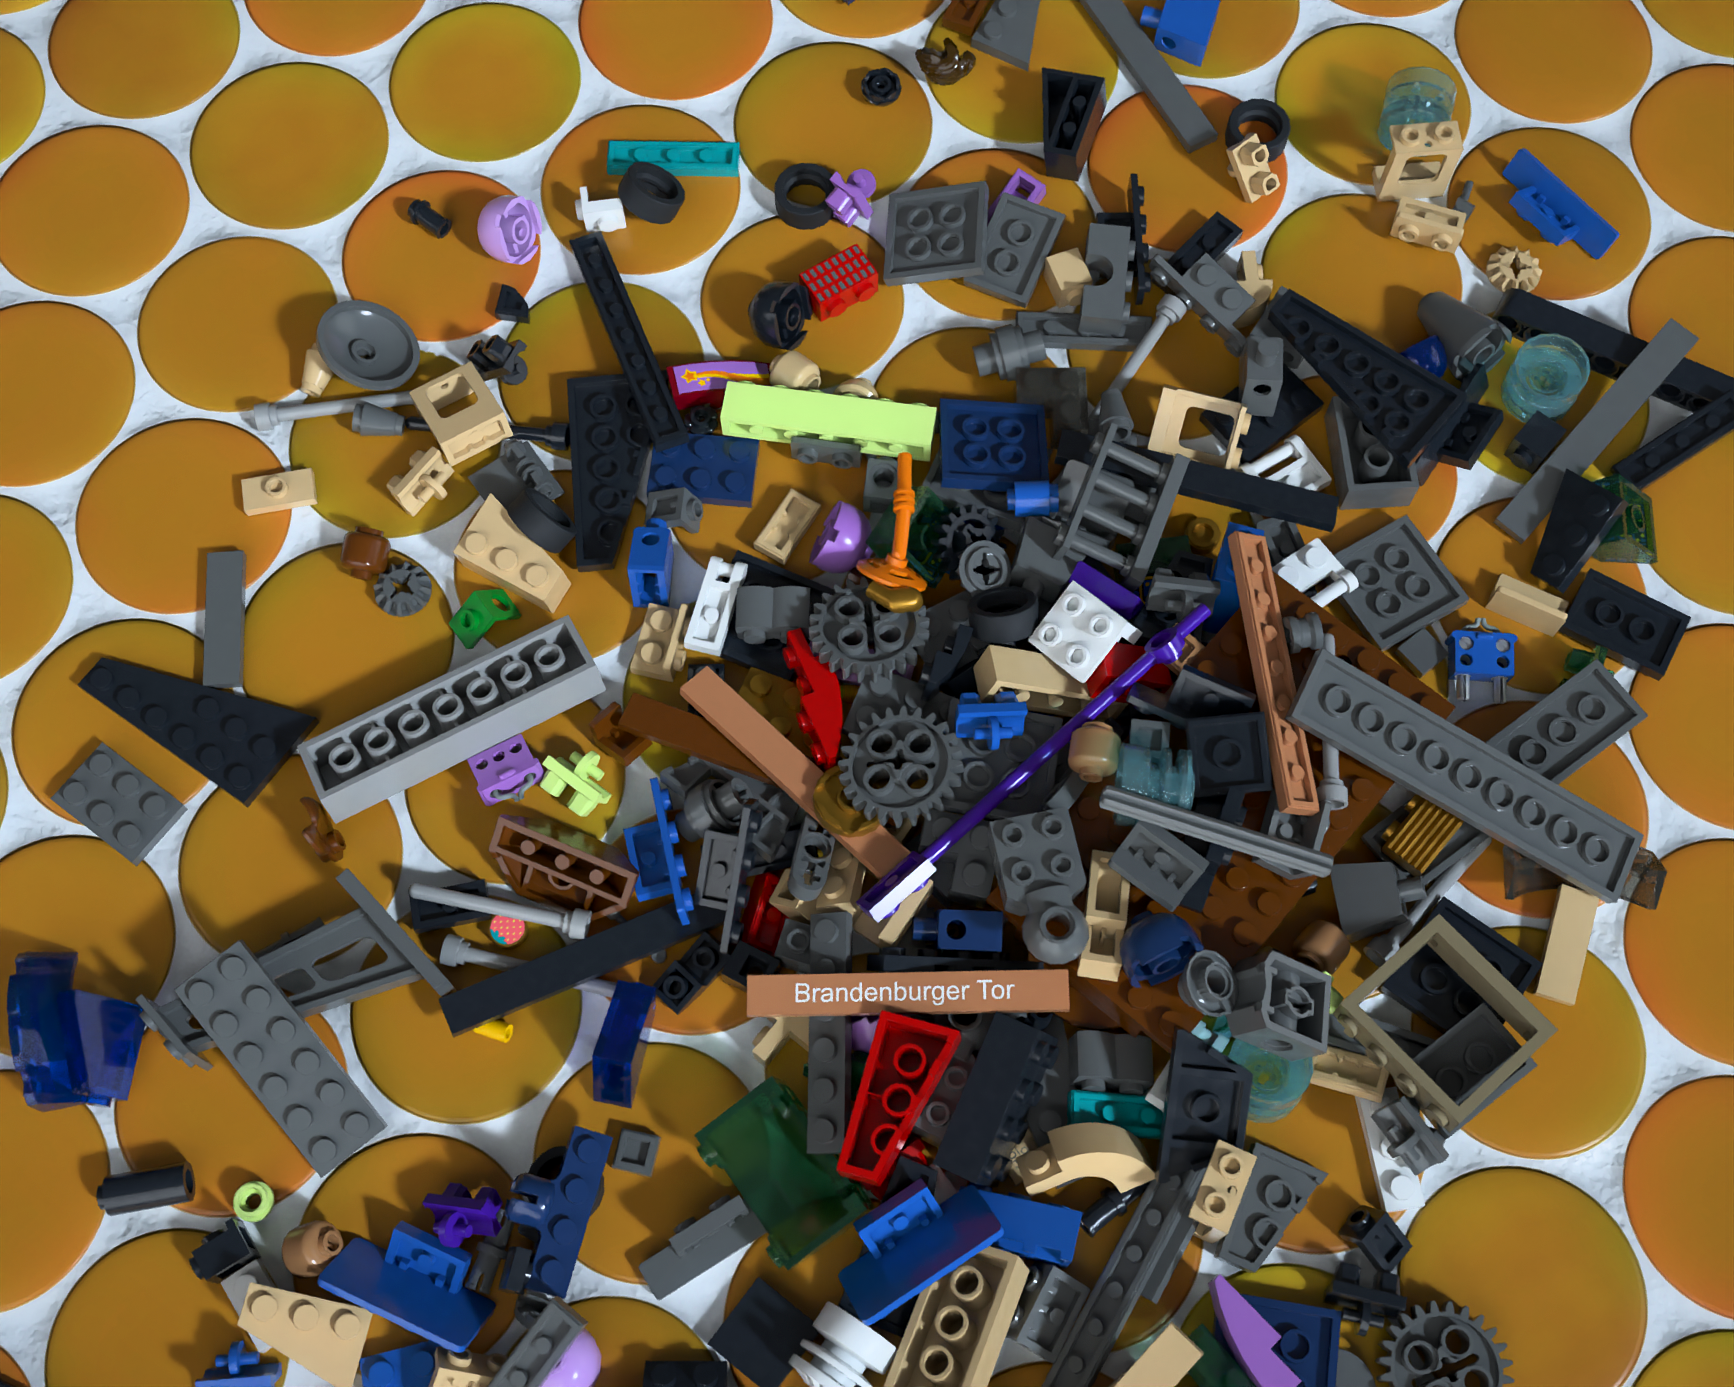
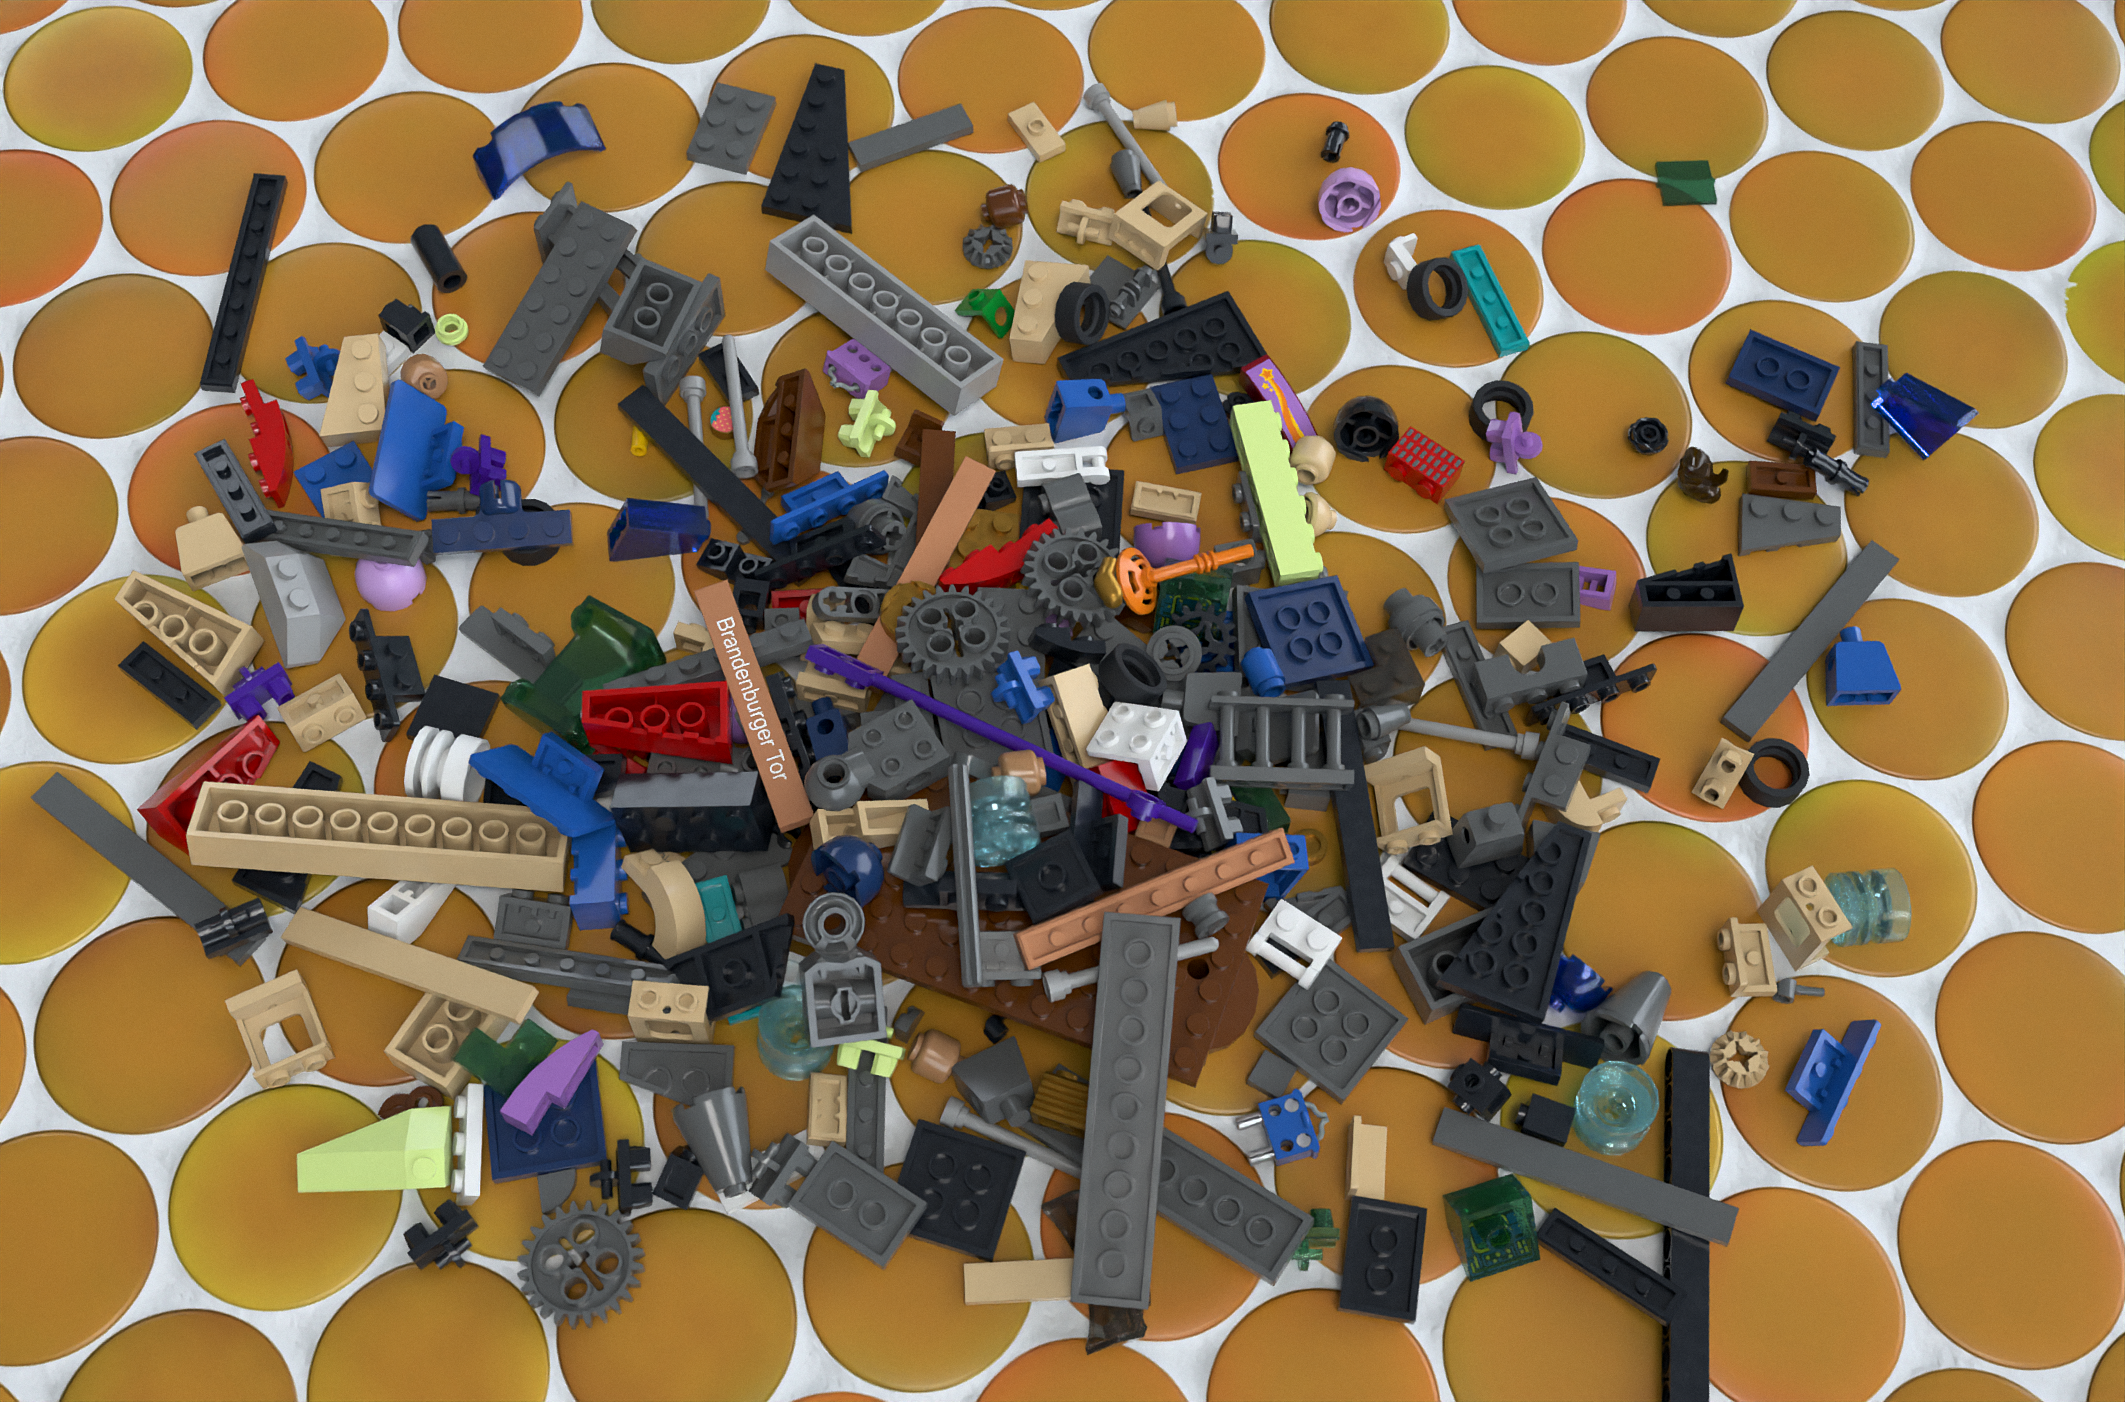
camera: 65 degrees right, 5 degrees down
(100, 1045) = (530, 182): clear blue slope -> none
(320, 835) = (750, 262): reddish brown plate -> none
(365, 957) = (648, 314): none -> dark grey slope
(367, 345) = (1200, 126): dark grey dish -> none
(512, 306) = (1283, 231): black tile -> none
(516, 1270) = (444, 508): black slope -> none
(629, 342) = (1285, 322): black tile -> none
(636, 1152) = (573, 576): dark grey tile -> none
(1362, 1184) = (719, 1138): none -> dark grey cone
(1485, 981) = (852, 1223): dark tan window -> none
(1505, 480) = (1478, 1089): none -> black brick
(1574, 529) = (1458, 1178): black wing -> none

